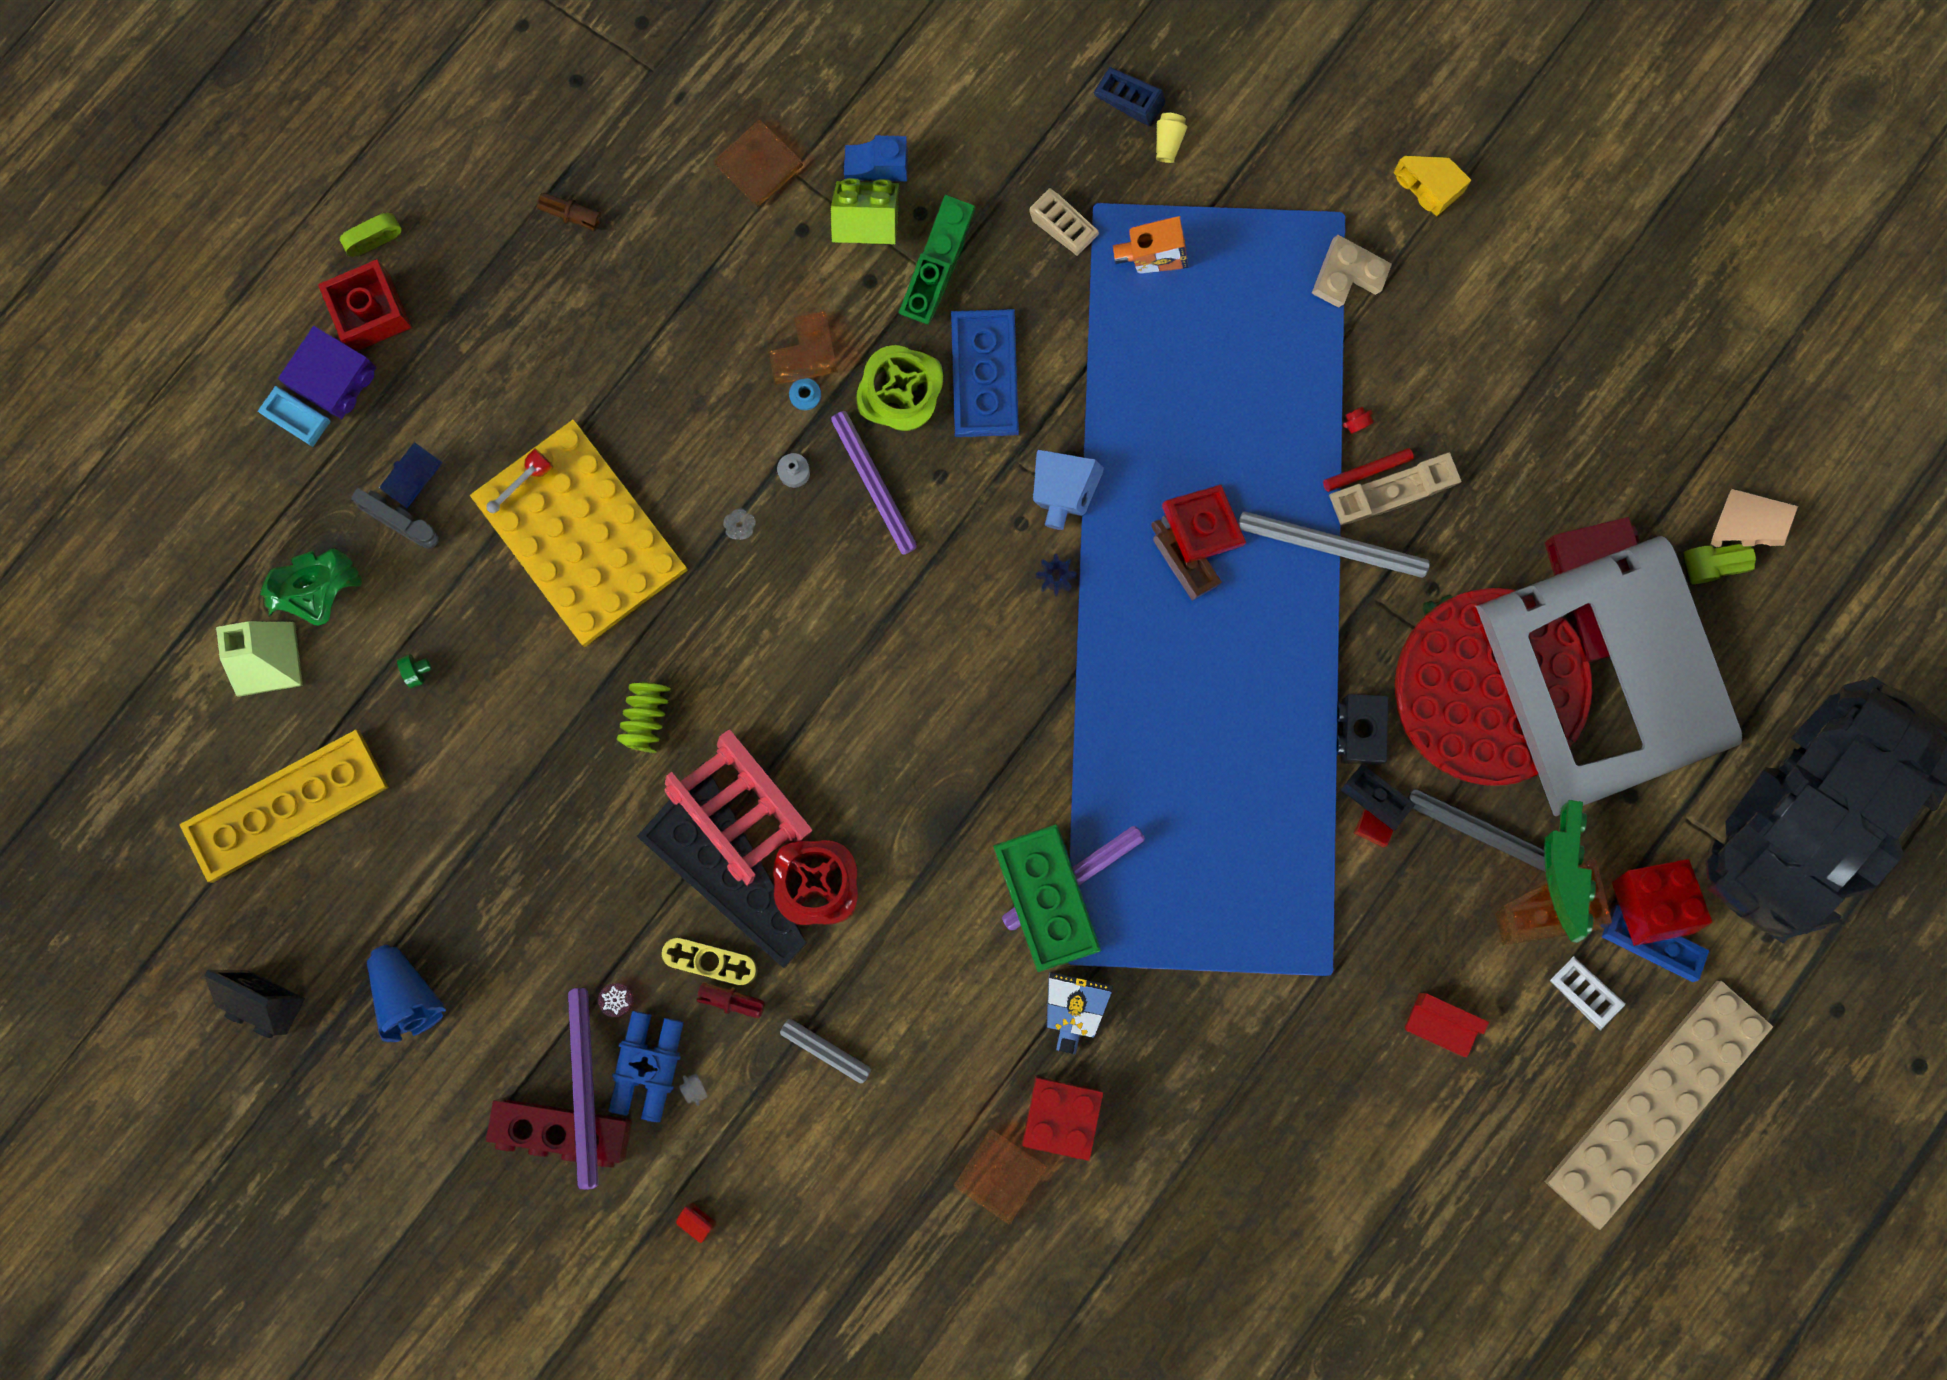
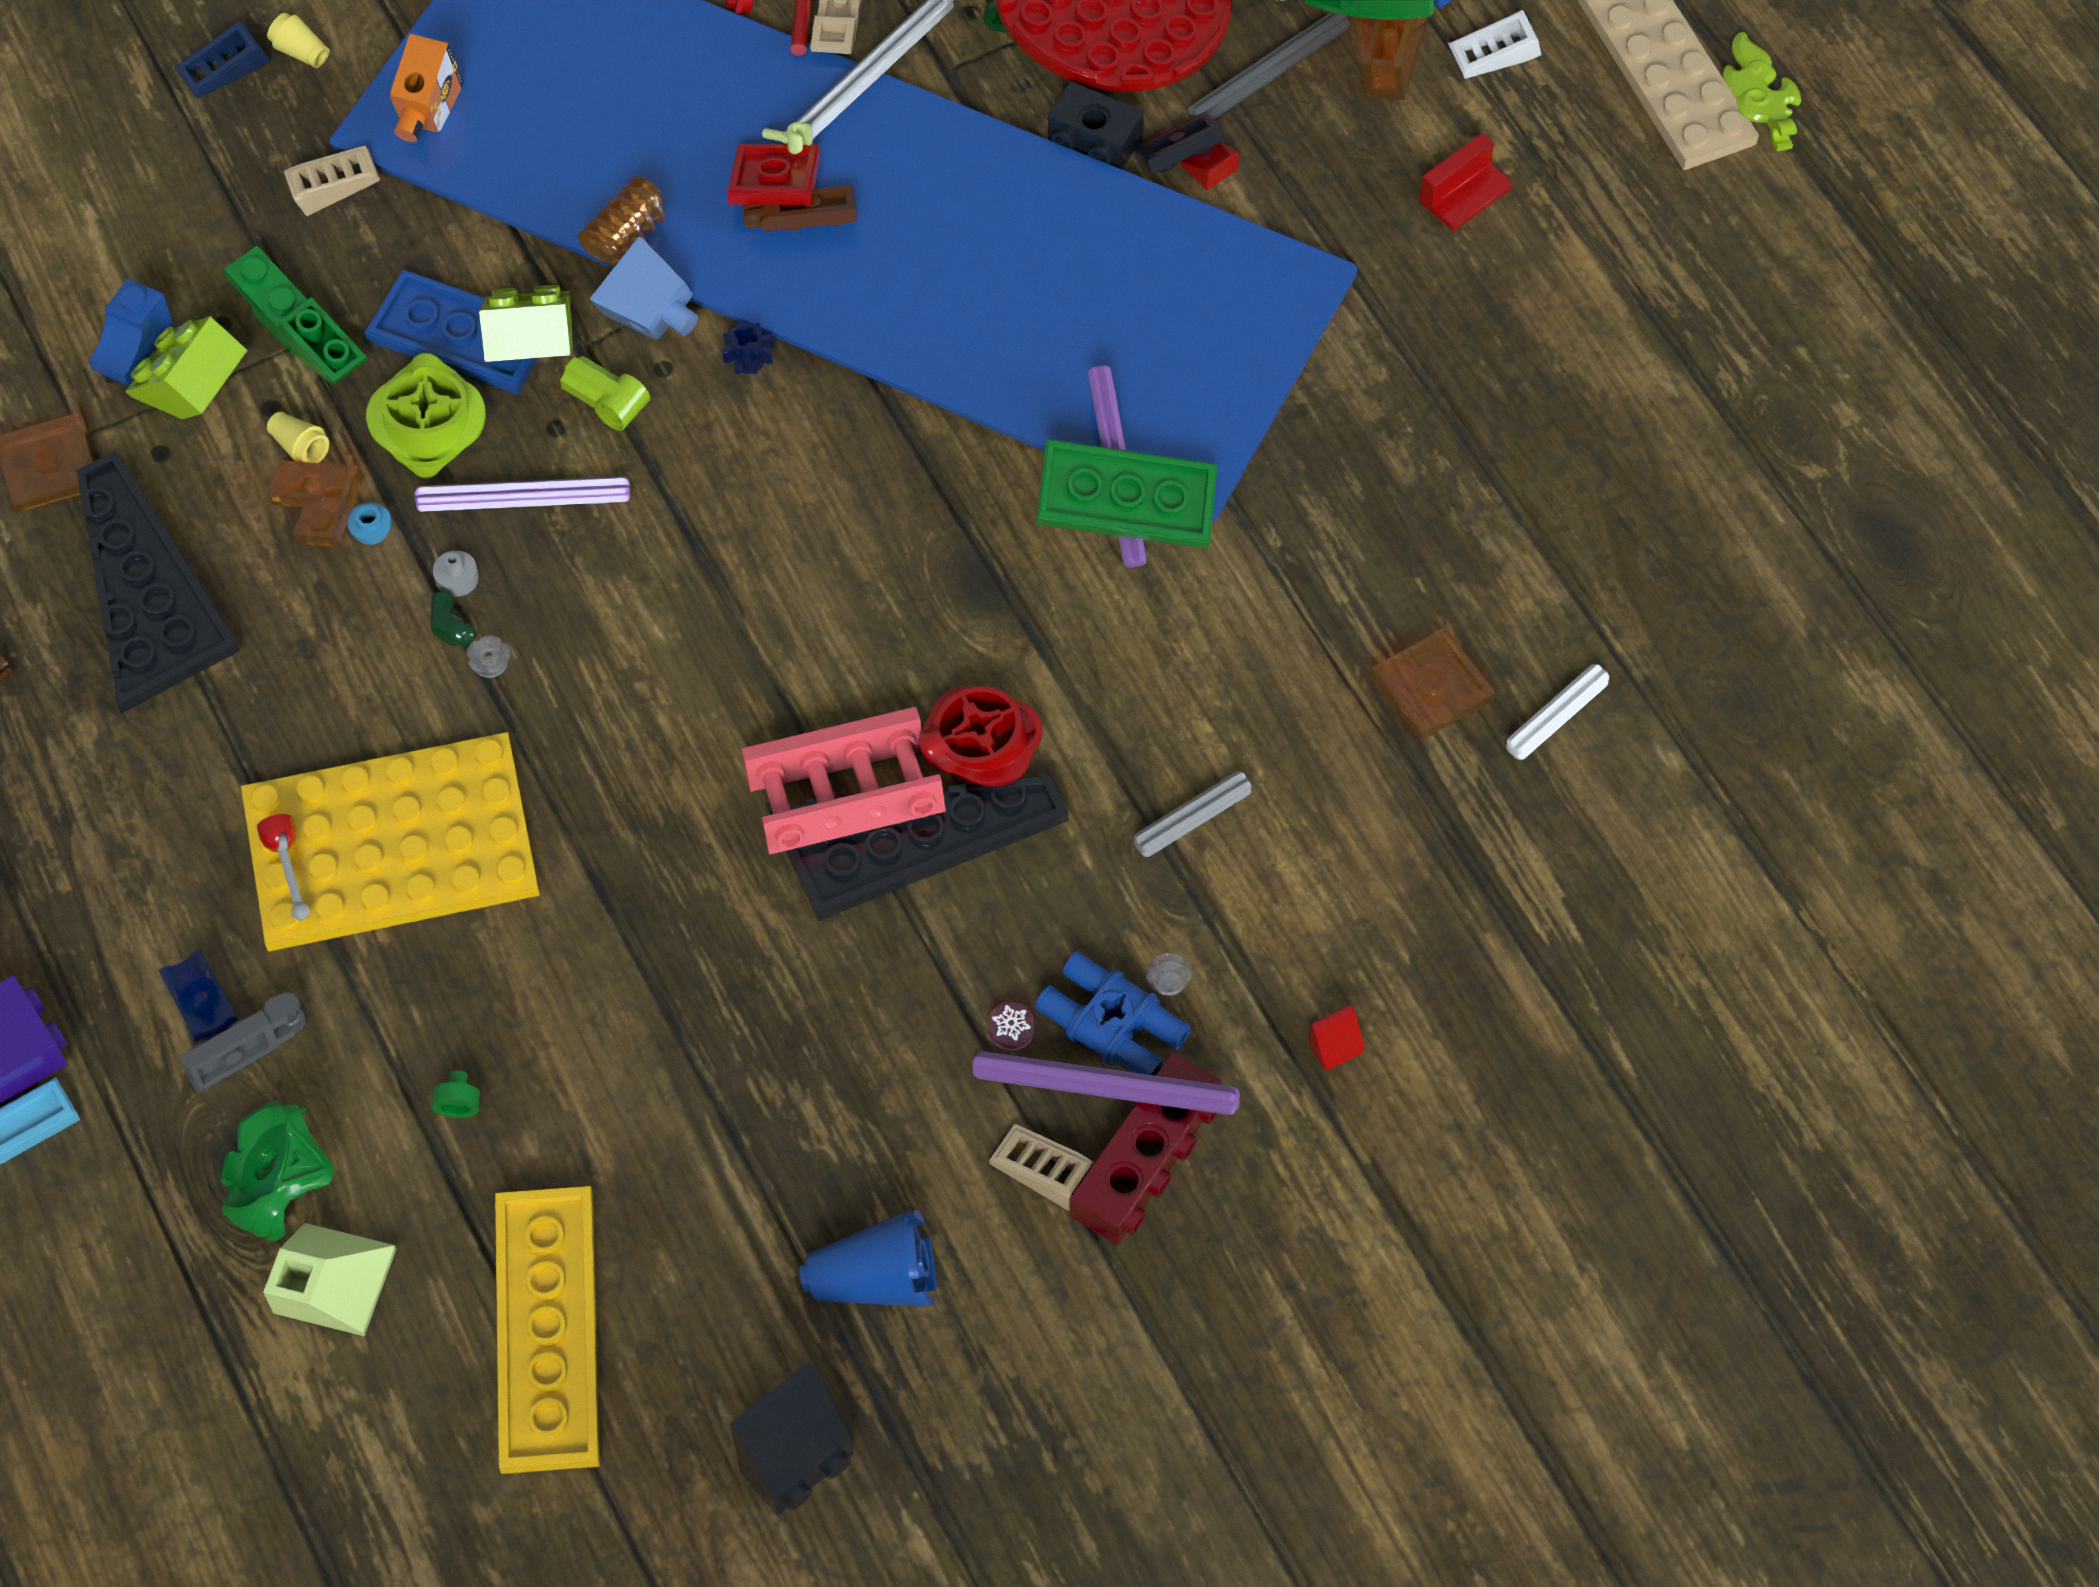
camera: 70 degrees left, 20 degrees down
(512, 1064) = (1049, 1150): none -> tan slope
(642, 716) = (668, 850): lime piece -> none
(682, 285) = (149, 600): none -> black wing
(688, 946) = (1018, 880): light yellow beam -> none
(730, 1000) = (1078, 891): dark red axle -> none
(749, 485) = (446, 625): none -> dark green arm
(846, 315) = (298, 438): none -> light yellow cone
(975, 503) = (613, 397): none -> lime piece
(997, 417) = (526, 324): none -> slope
(1019, 1273) = (1557, 711): none -> white axle
(1062, 1118) = (1393, 588): red brick -> none
(1075, 1008) = (1269, 527): torso -> none
(1110, 441) = (623, 221): none -> clear orange piece
(1239, 519) = (795, 136): none -> yellowish green hand
(1634, 1216) = (1754, 96): none -> lime piece

